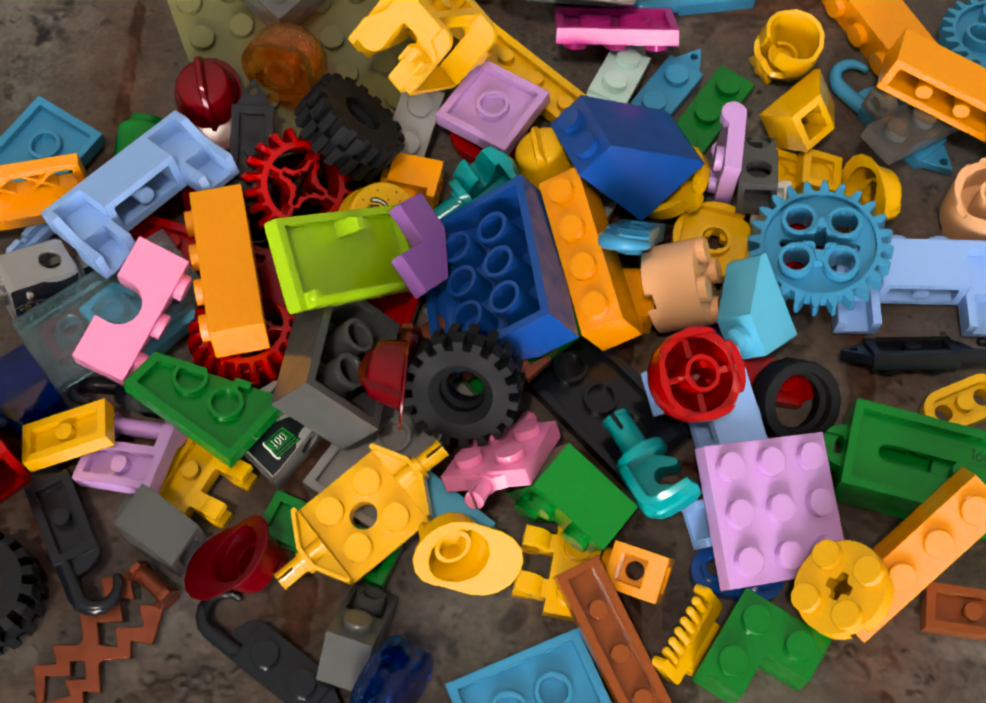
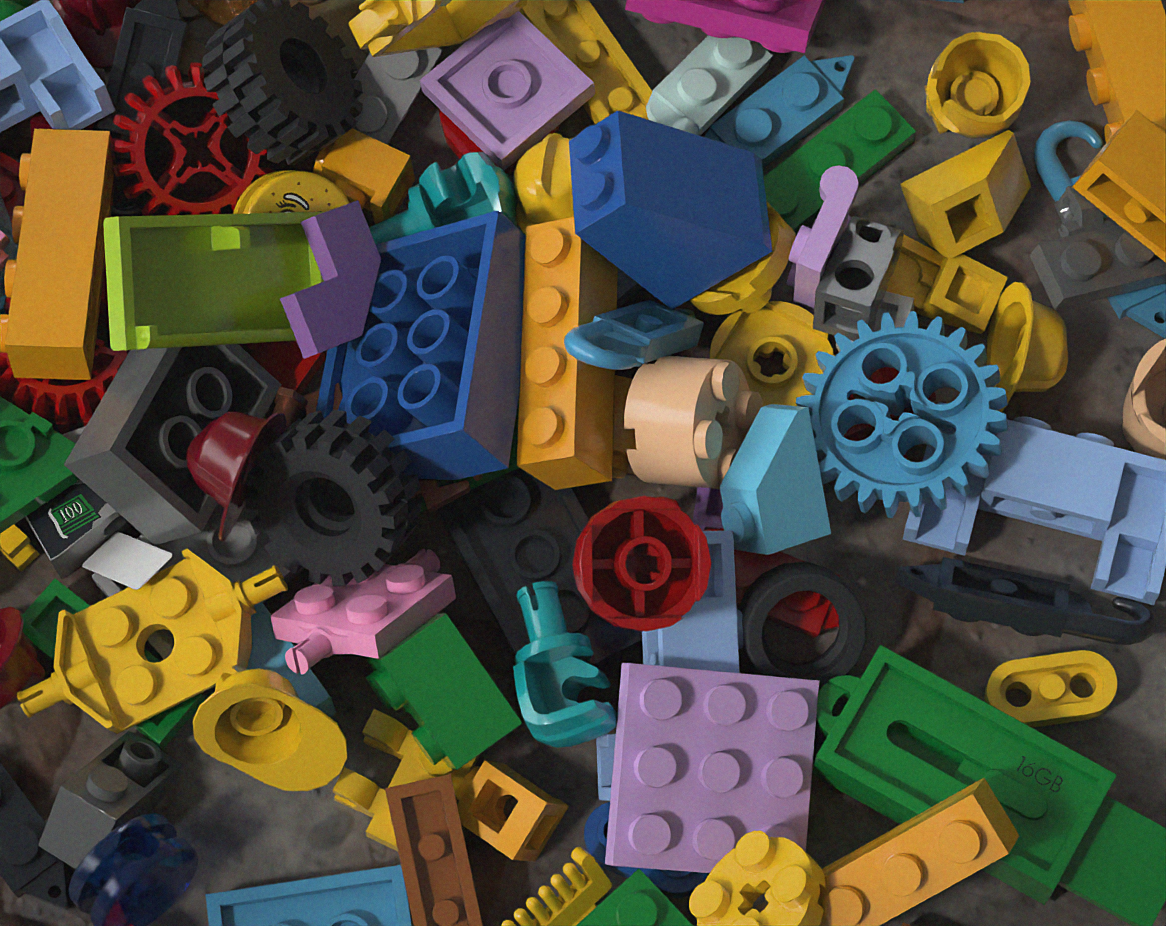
camera: 20 degrees right, 5 degrees up
(327, 464) = (127, 560): none -> white sticker

